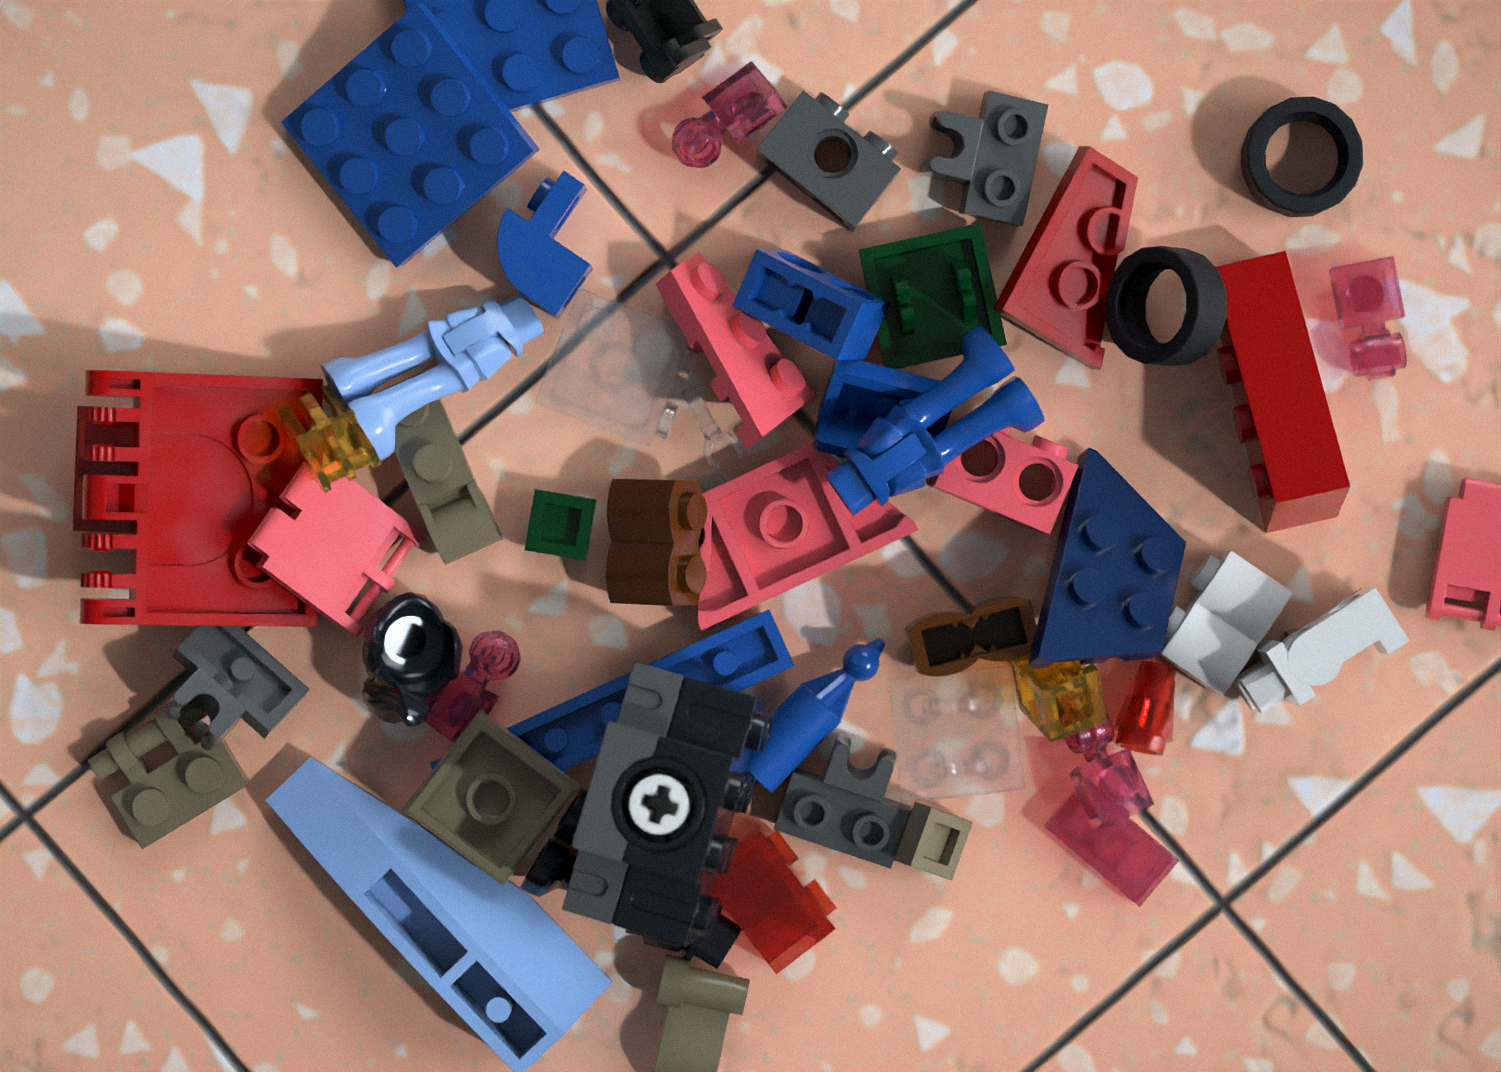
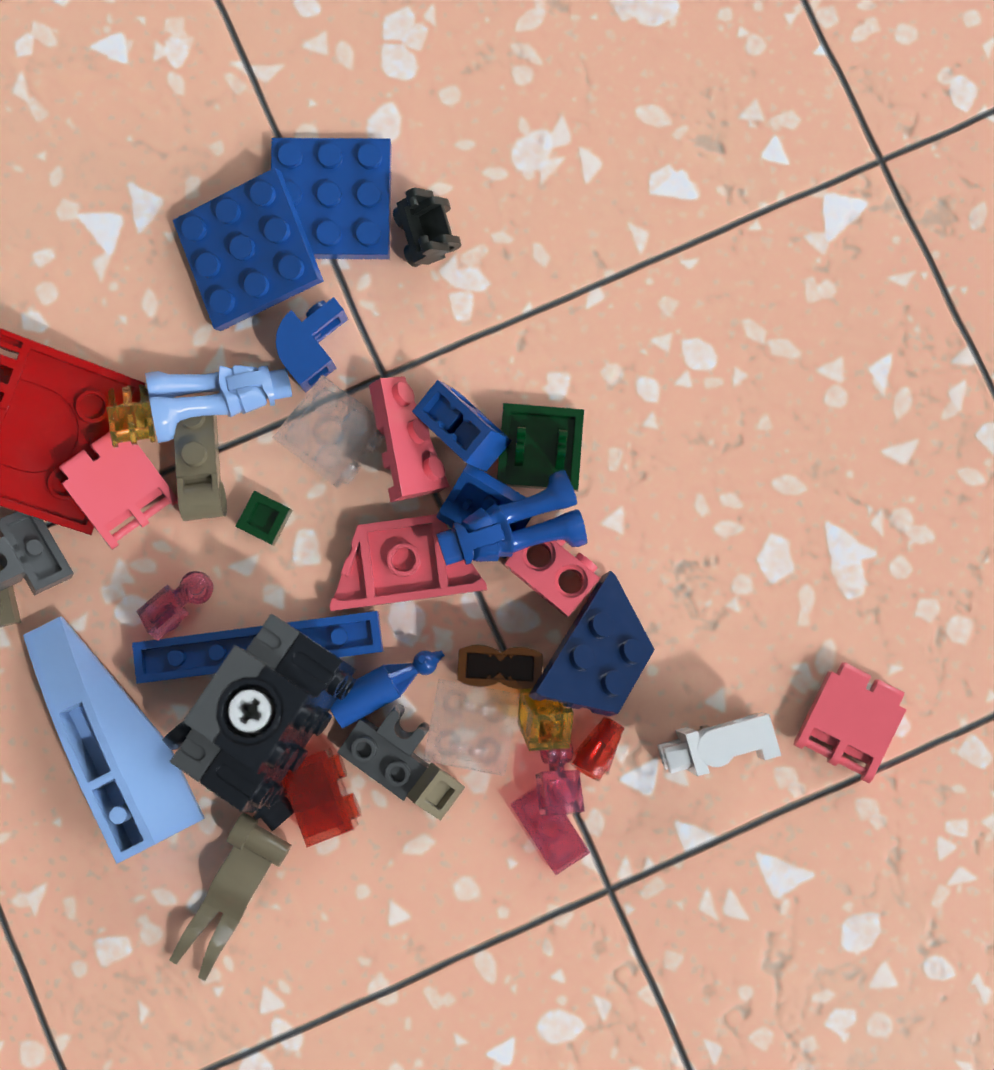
camera: 20 degrees right, 5 degrees down
(408, 658) = (139, 571): black hair -> none
(491, 797) = (159, 675): dark tan plate -> none
(655, 542) = (318, 545): reddish brown brick -> none
(708, 425) = (376, 485): clear hand -> none
(736, 106) = (454, 294): clear pink plate -> none
(842, 194) = (505, 366): dark grey brick -> none
(991, 156) = (604, 371): dark grey plate -> none
(1071, 258) = (632, 452): red wing -> none
(1127, 306) = (665, 480): black tyre -> none
(1223, 620) = (663, 706): white brick -> none
(1279, 396) = (741, 571): red wedge -> none
(1332, 120) = (824, 412): black tyre -> none
(1366, 298) = (815, 530): clear pink plate -> none

